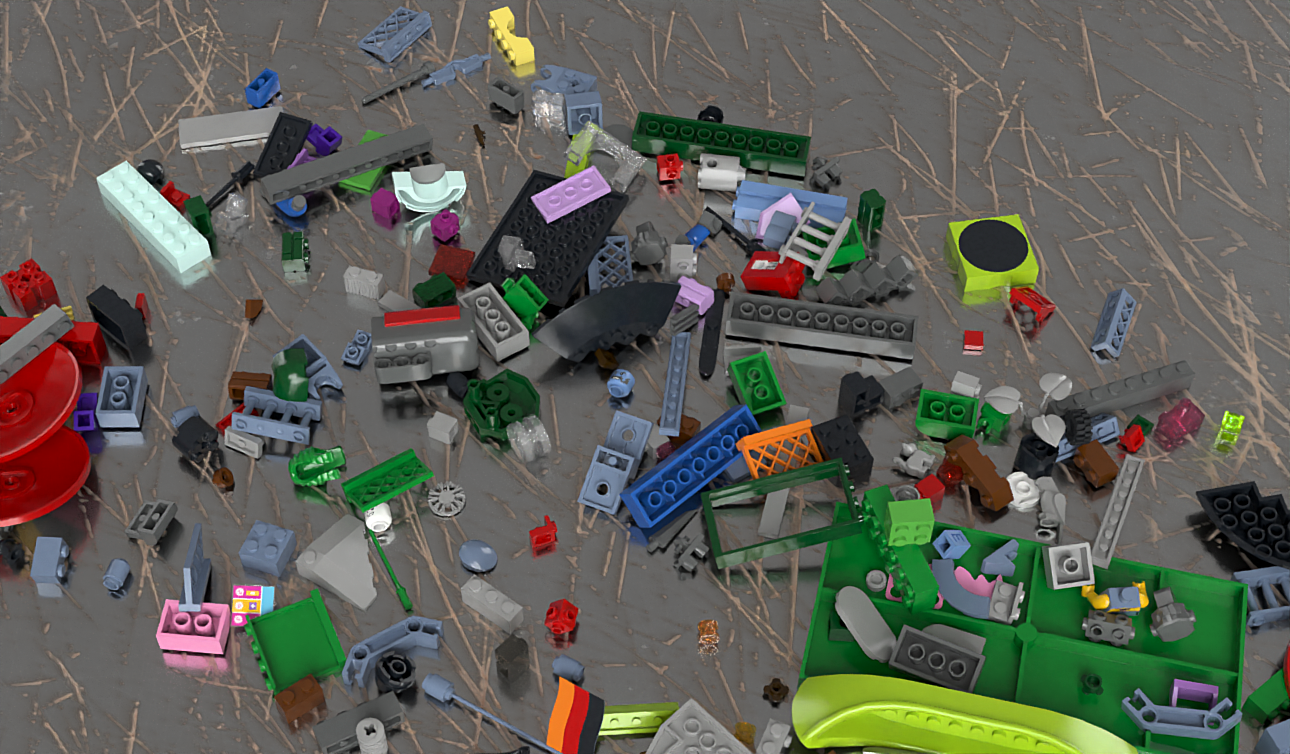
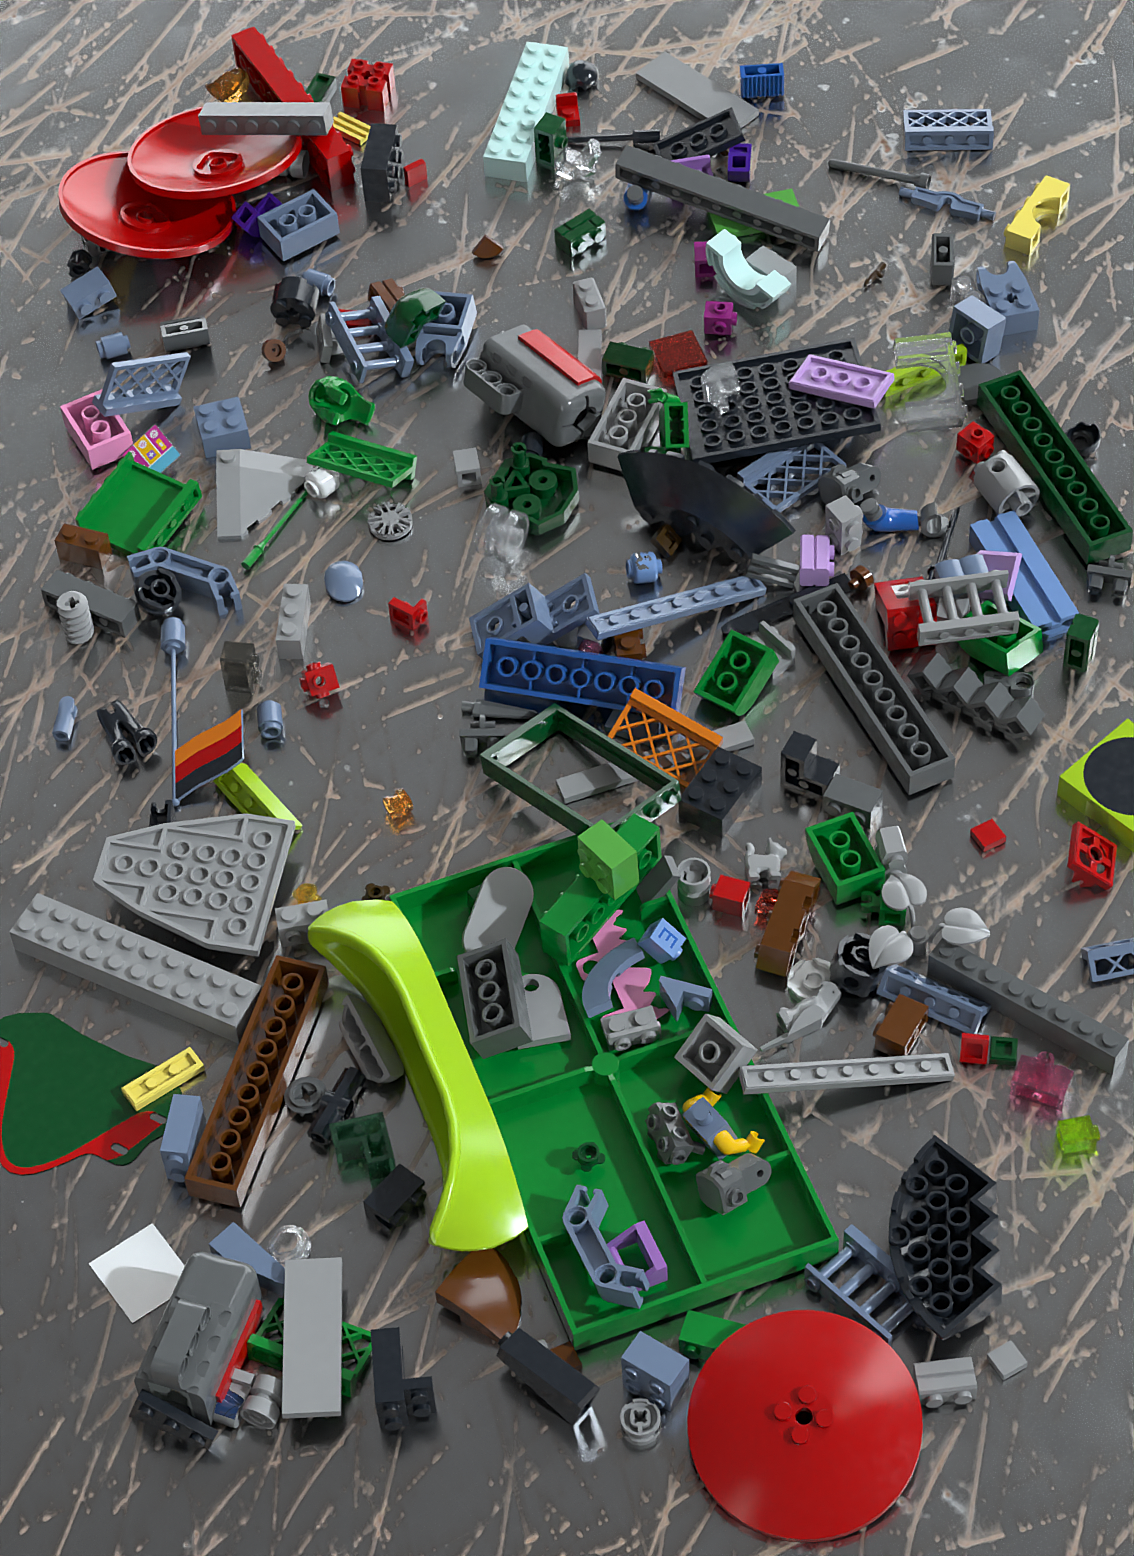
camera: 60 degrees right, 0 degrees up
(1078, 427) = (917, 973): black tyre -> none

